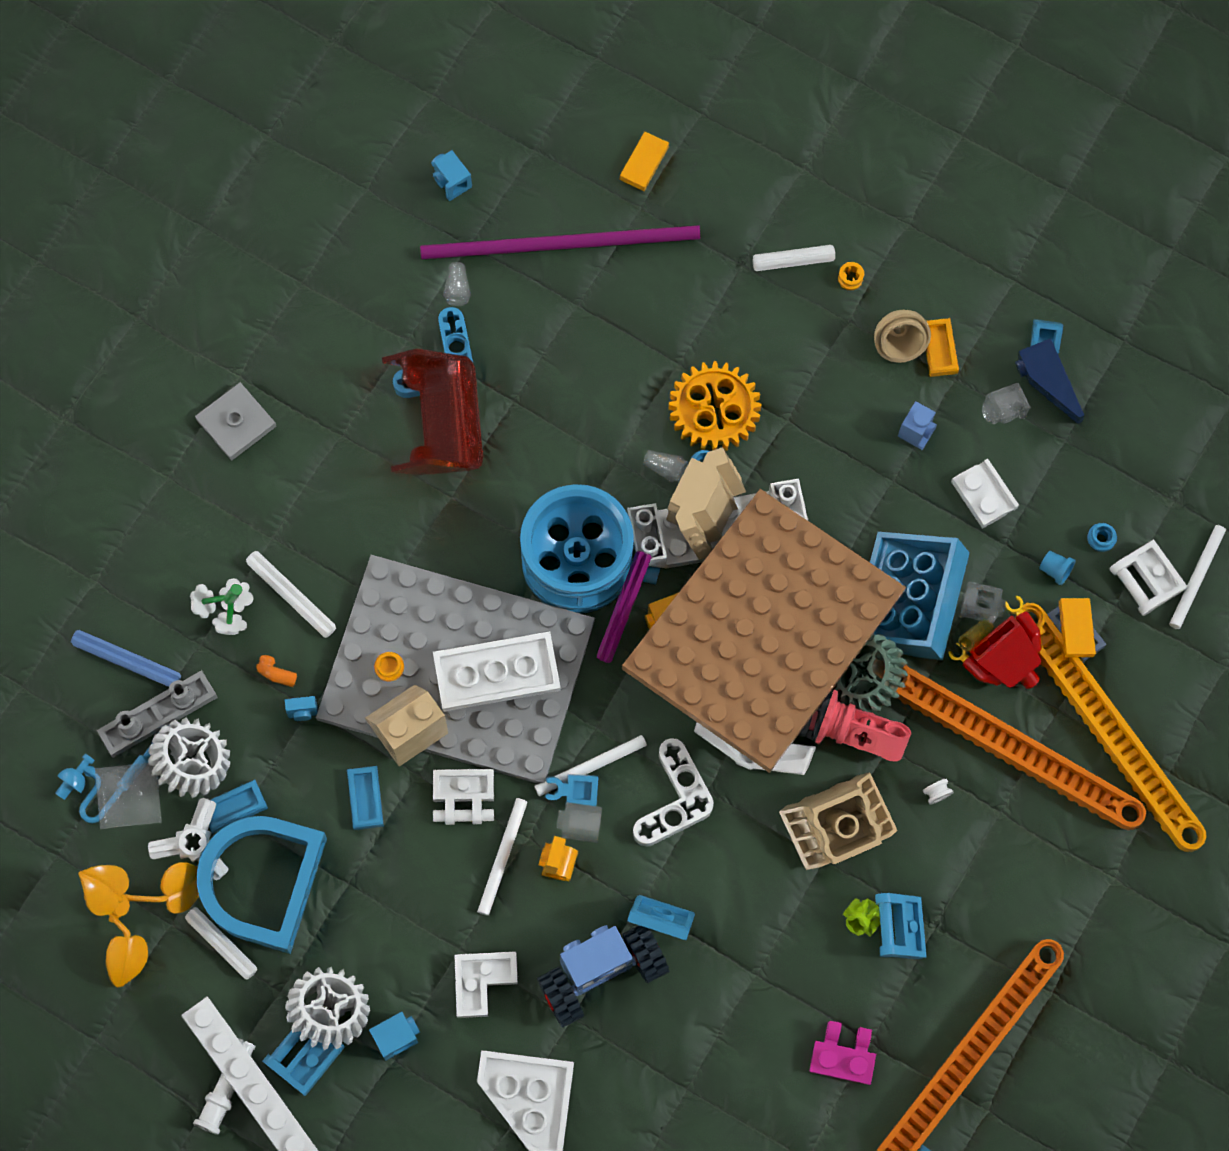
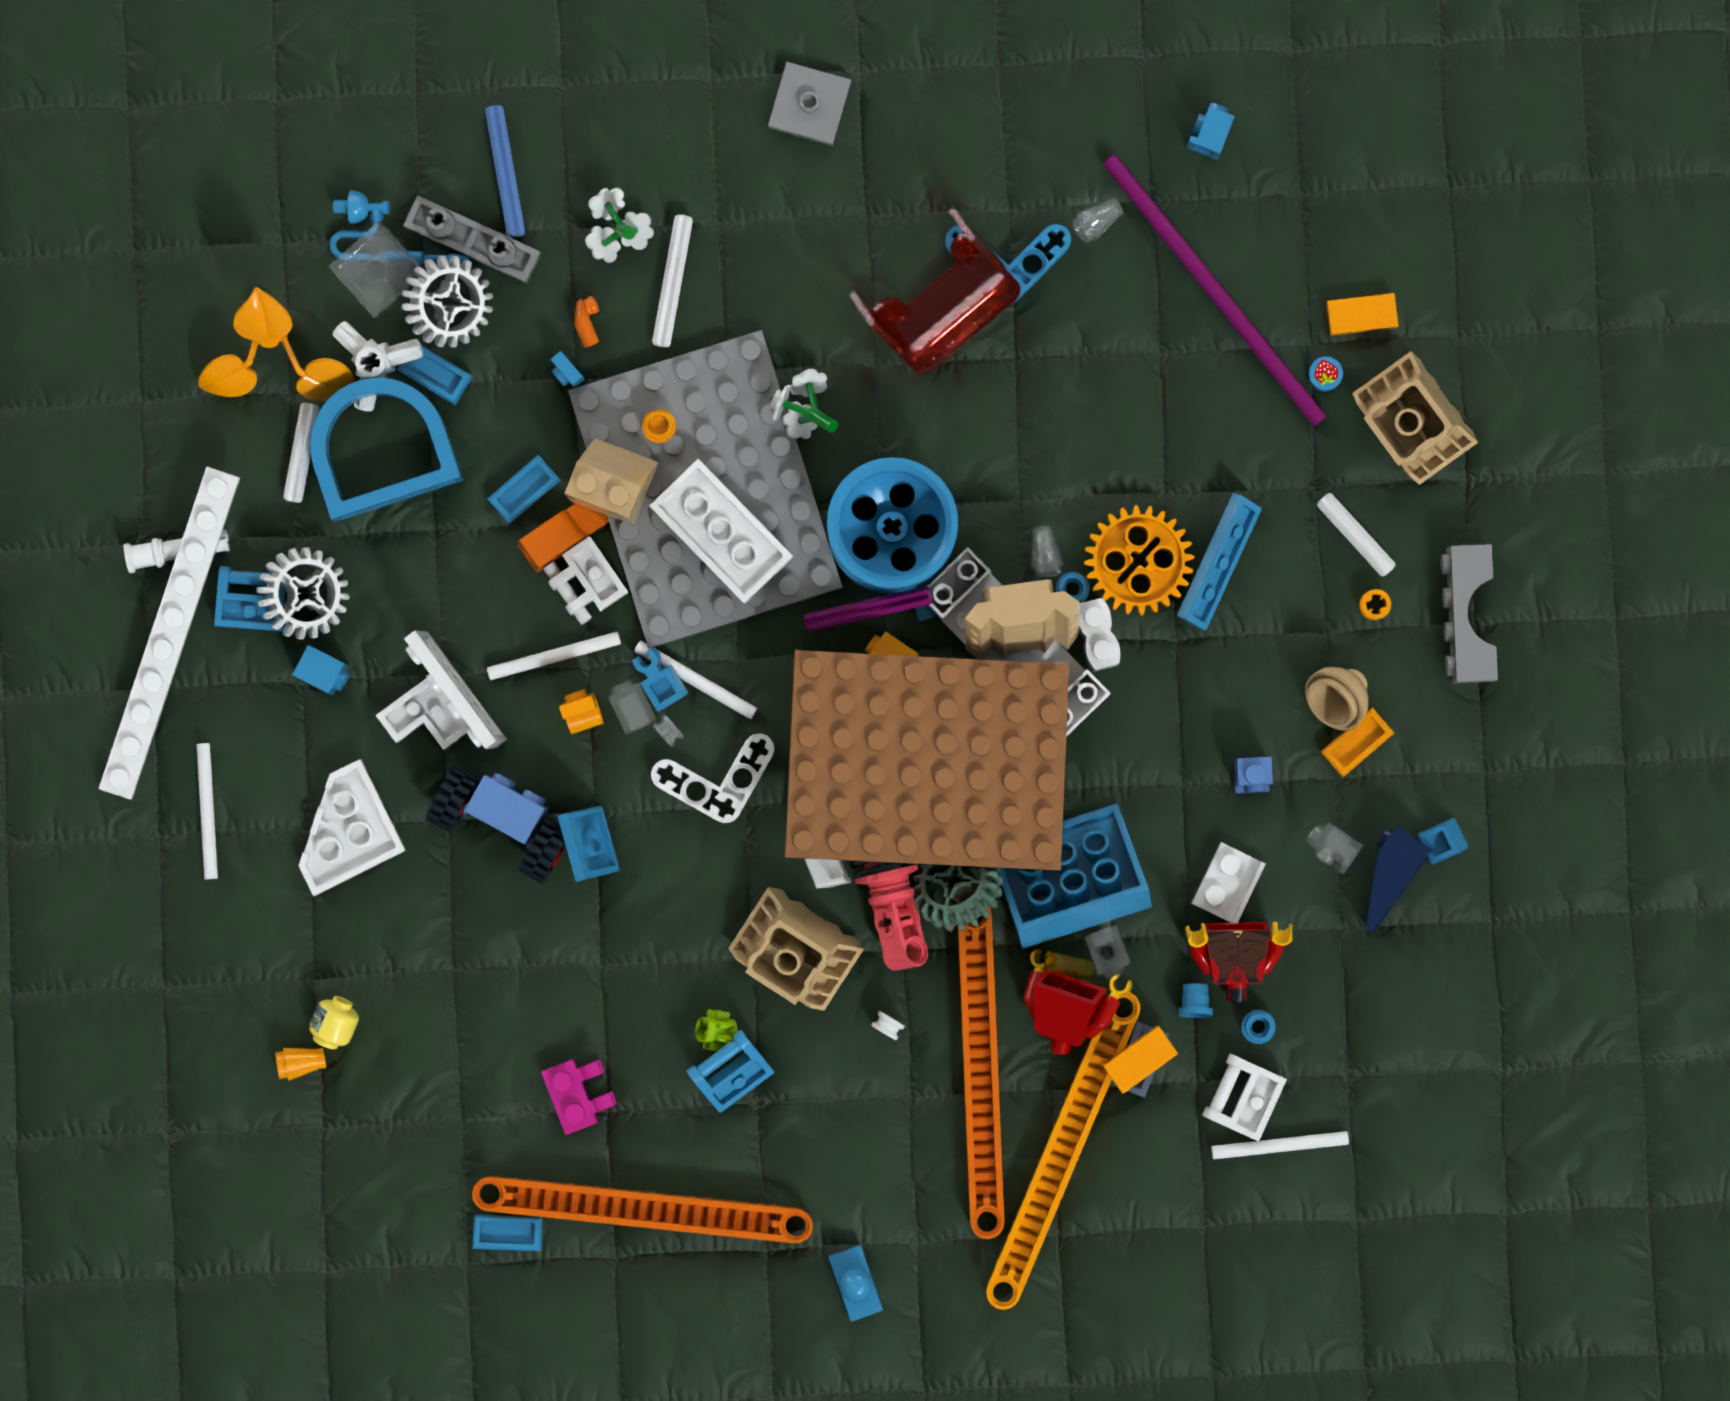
camera: 60 degrees right, 15 degrees up
(417, 792) = (559, 535): none -> orange piece
(452, 569) = (803, 418): none -> white plant
(465, 942) = (462, 701): none -> white plate
(615, 807) = (668, 730): none -> clear bush
(668, 209) = (1325, 374): none -> tile
(739, 170) = (1414, 418): none -> tan slope
(752, 354) = (1219, 561): none -> dark azure plate
(755, 467) = (1100, 645): none -> white brick
(926, 236) = (1470, 657): none -> light grey arch
(1042, 512) = (1237, 953): none -> torso
(1117, 940) = (855, 1283): none -> dark azure tile

